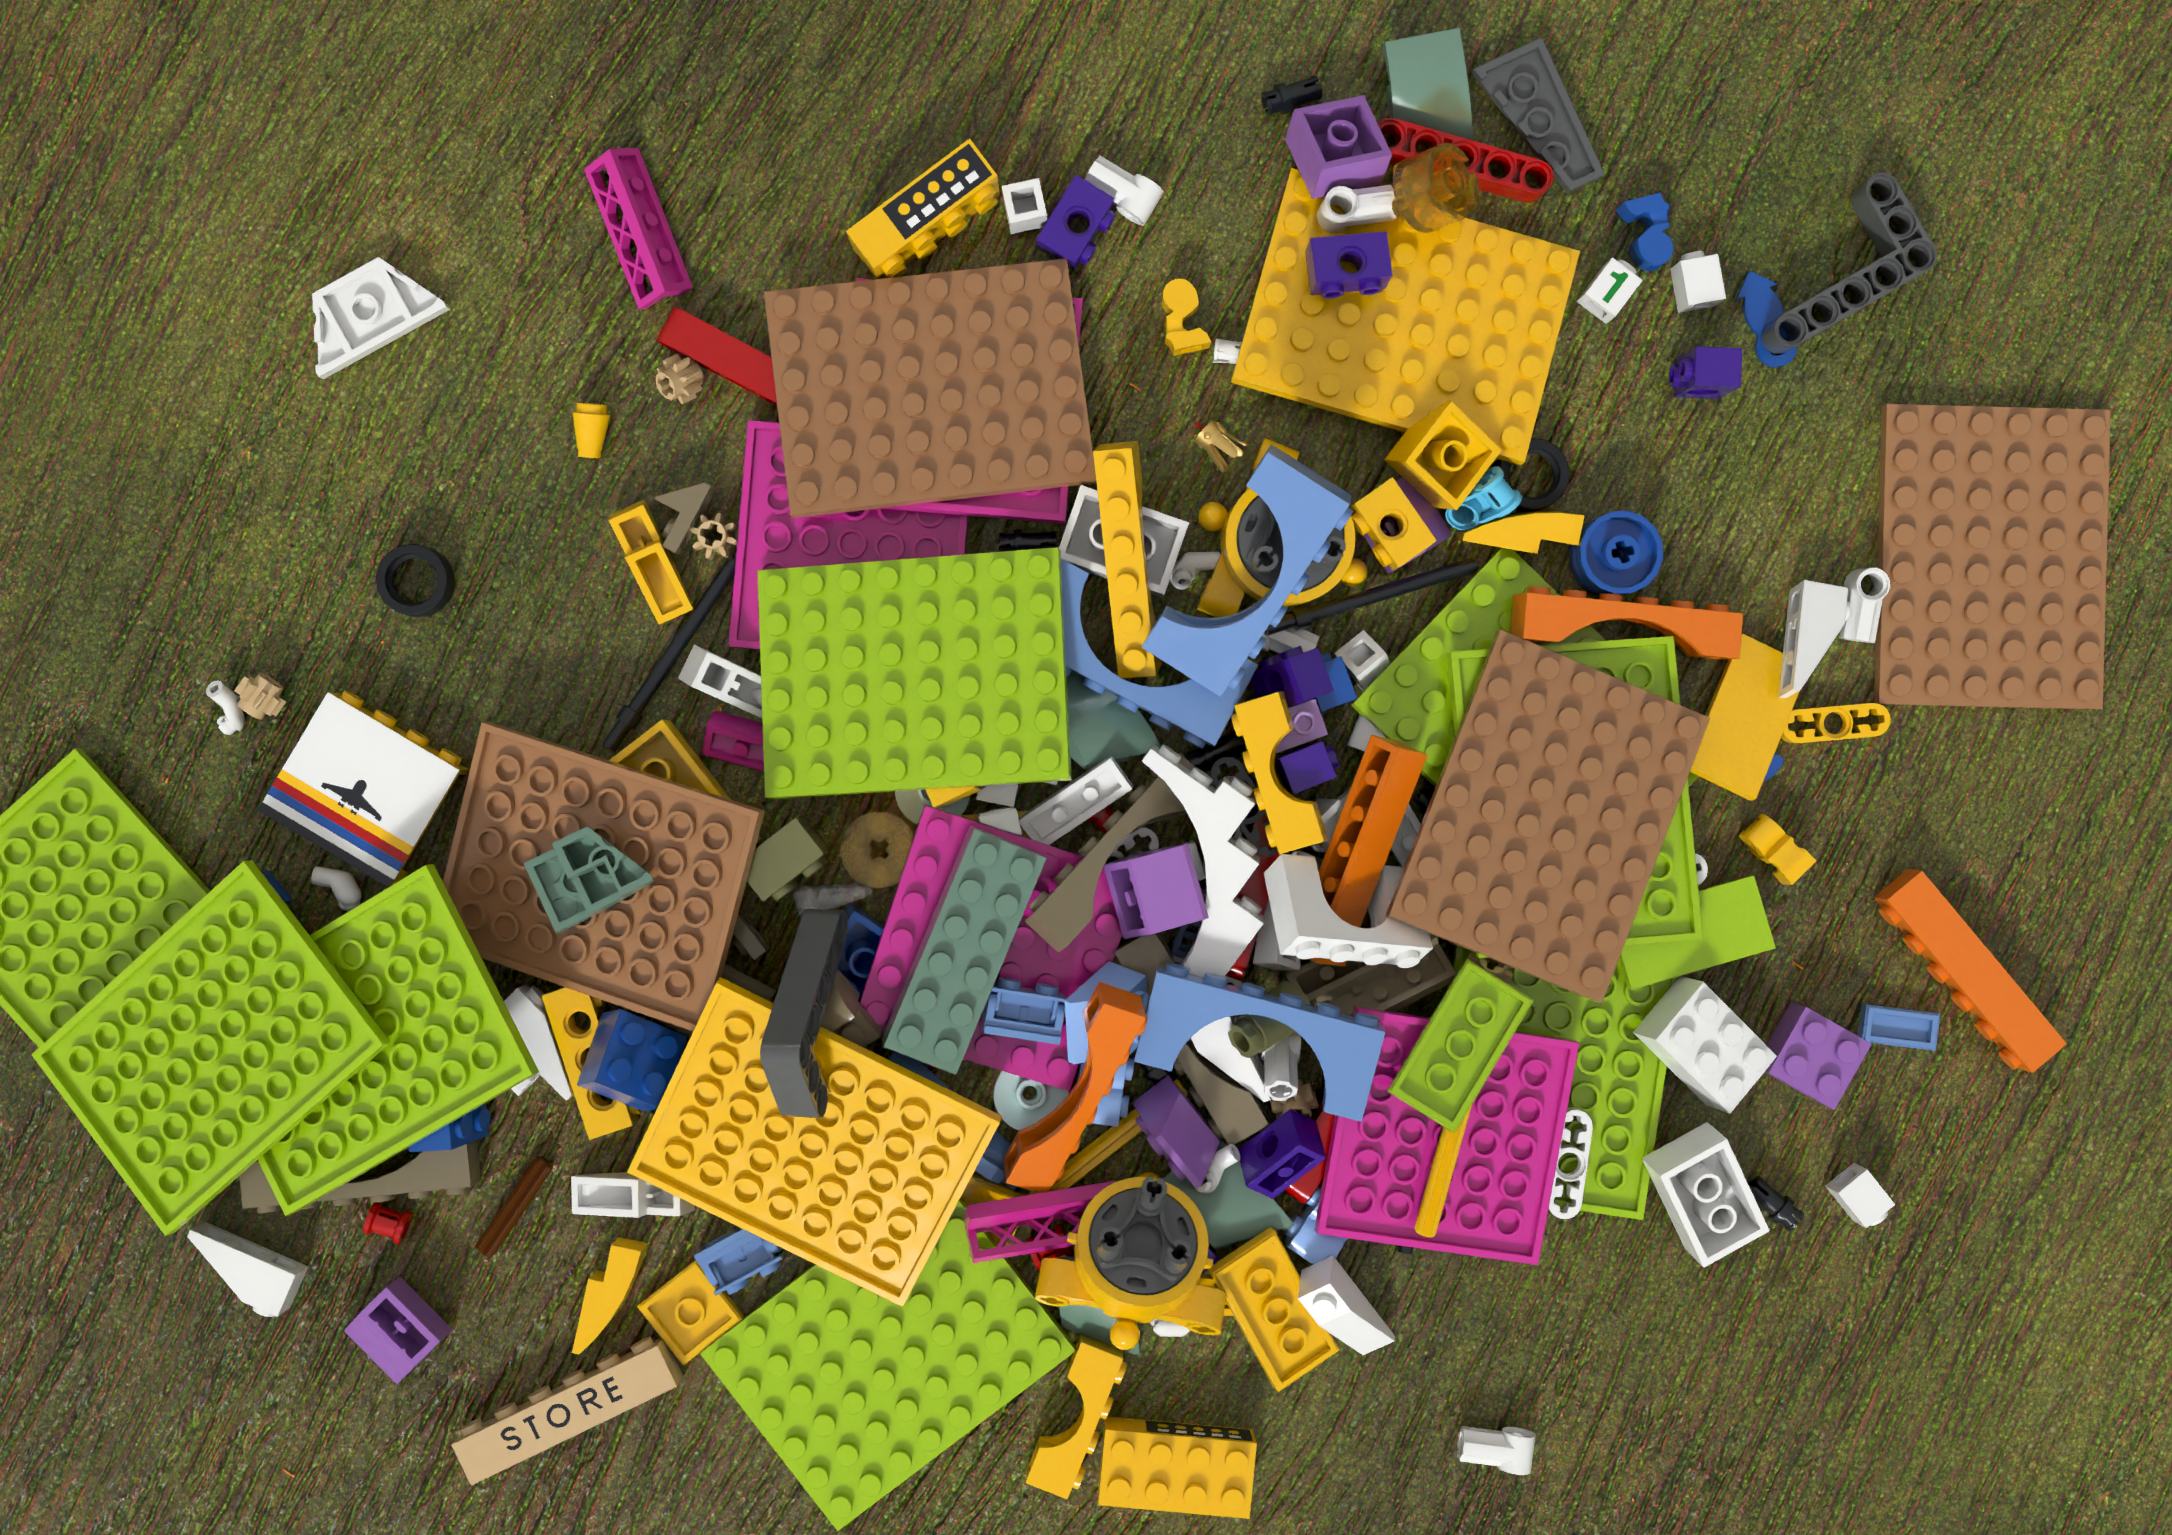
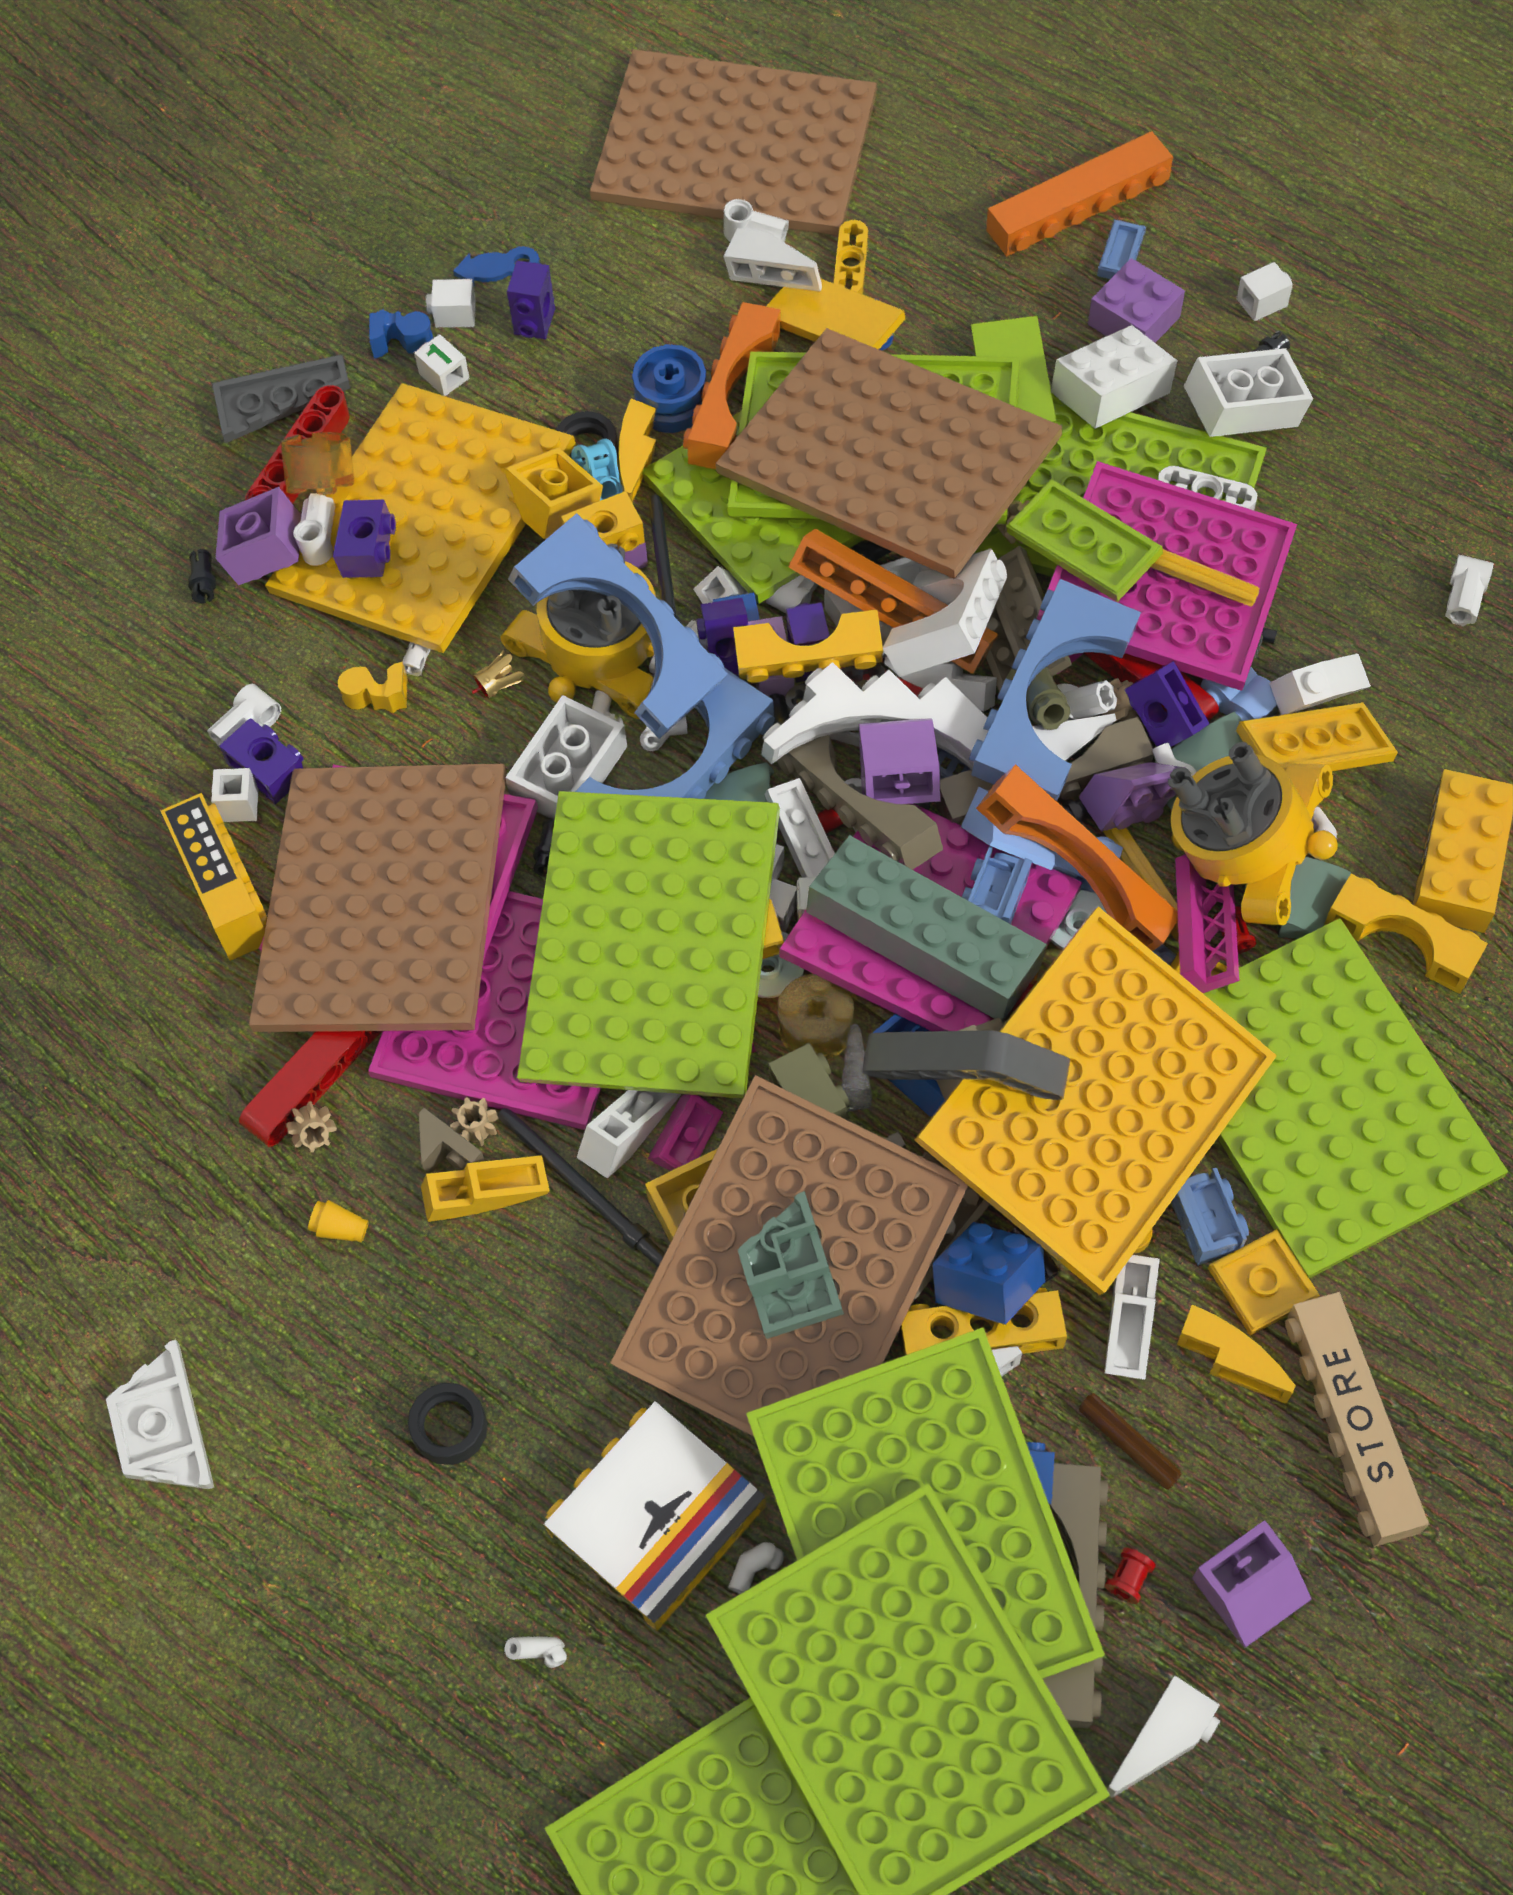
camera: 75 degrees left, 25 degrees down
(260, 696) = (532, 1607): tan gear -> none
(642, 222) = (147, 1134): dark pink fence -> none
(1125, 558) = (527, 735): yellow arch -> none
(1429, 82) = (222, 465): sand green slope -> none
(1773, 846) = (945, 315): yellow leg -> none
(1863, 284) = (473, 164): dark grey beam -> none

